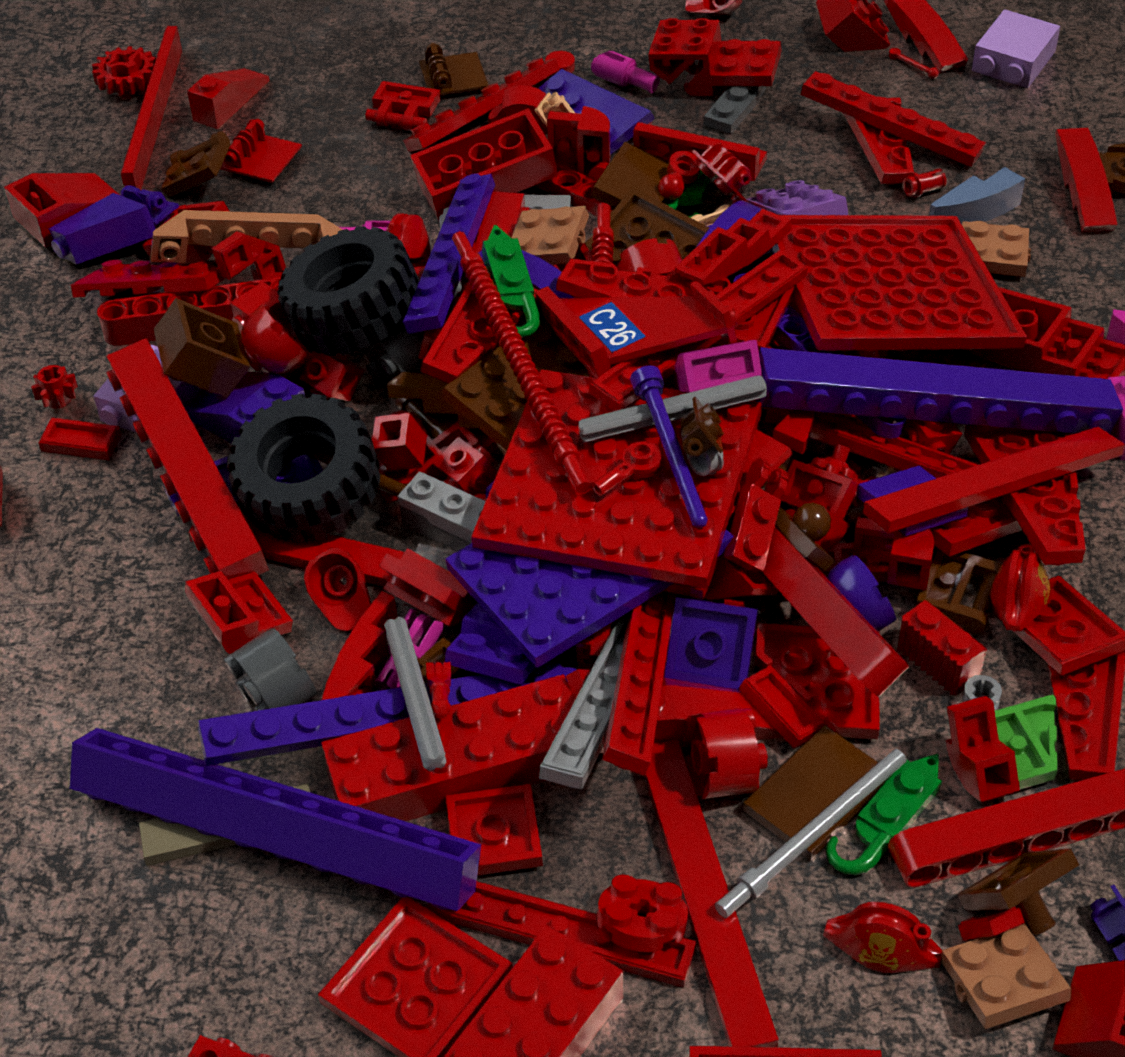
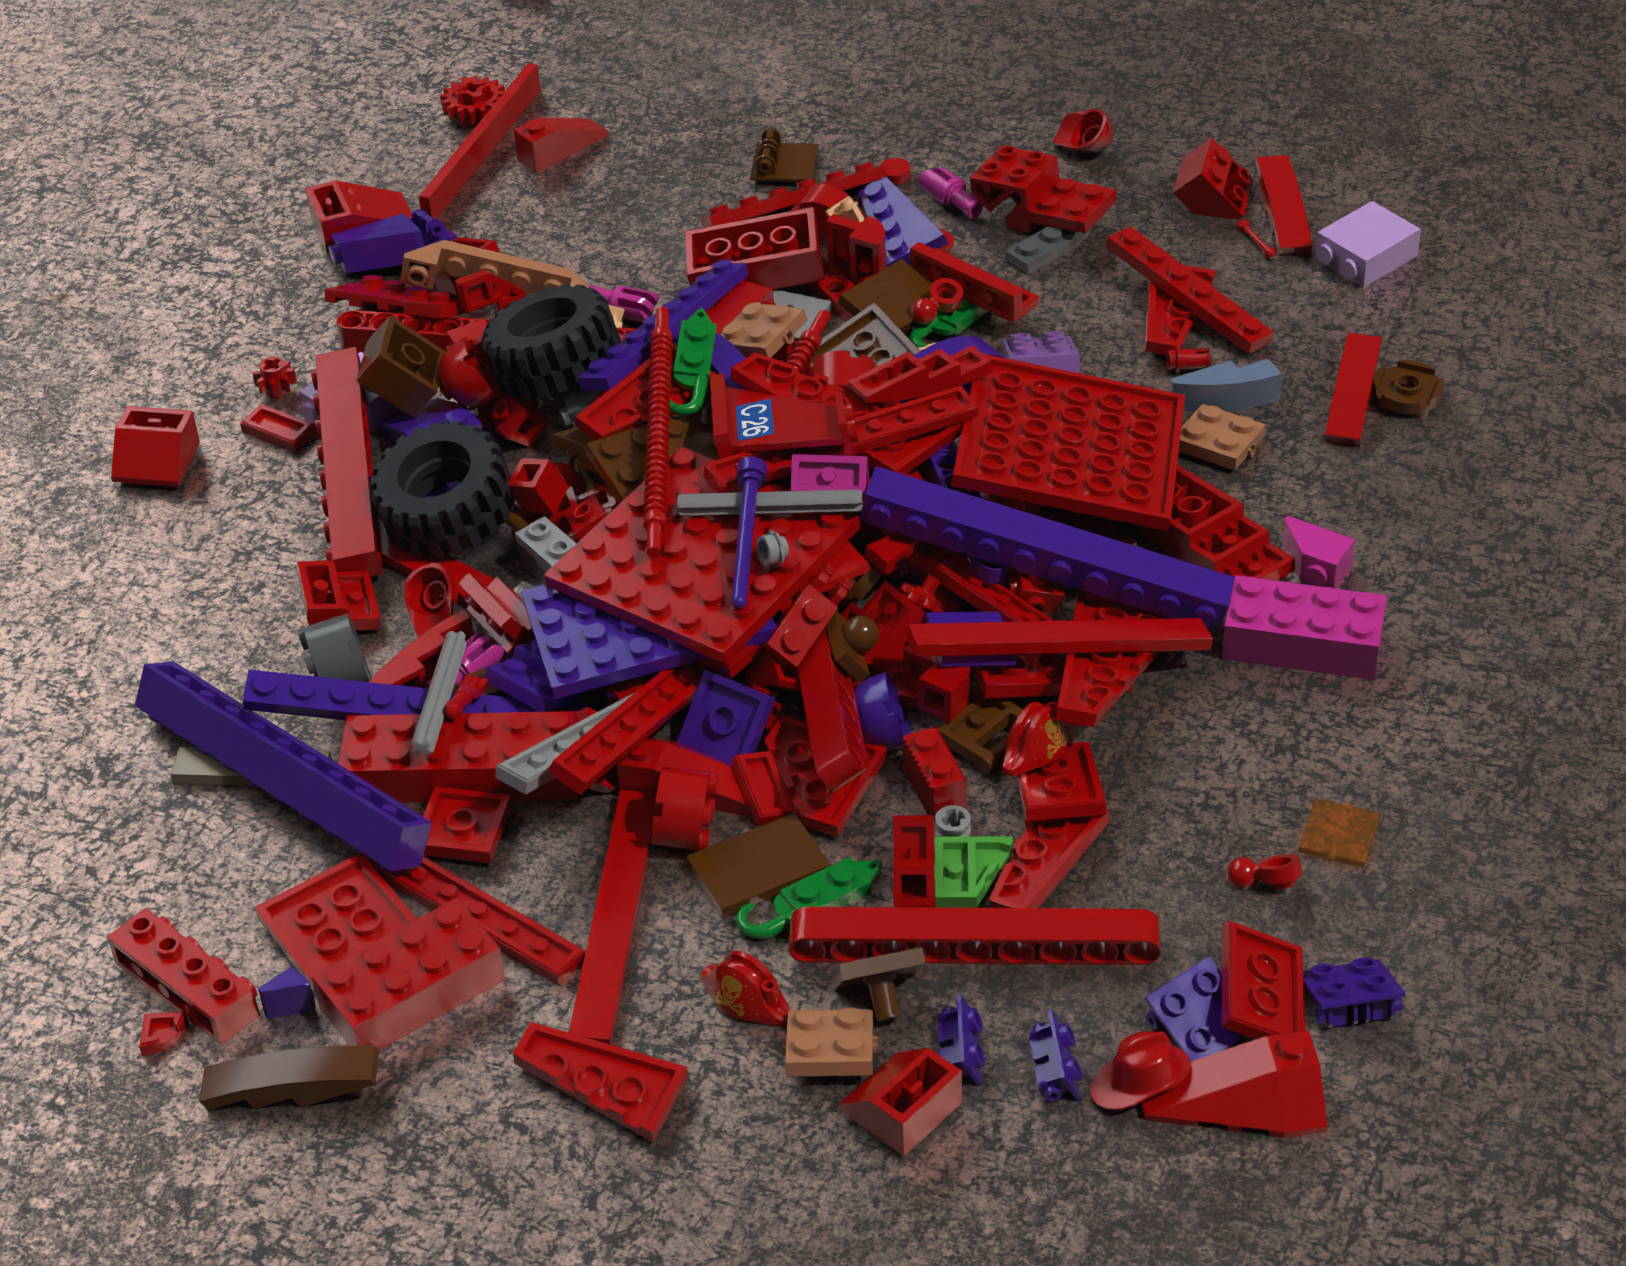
camera: 20 degrees right, 5 degrees down
(196, 164) = (492, 201): reddish brown plate -> none
(259, 154) = (558, 202): red hinge -> none
(402, 98) = (721, 177): red plate -> none
(412, 233) = (638, 304): red hat -> none
(639, 462) = (714, 541): red plate -> none
(659, 901) = (548, 915): red plate -> none
(701, 430) = (777, 522): reddish brown hinge -> none
(726, 168) = (977, 309): red hinge -> none
(755, 881) = (655, 916): light grey bar -> none
(991, 925) = (843, 999): red tile -> none

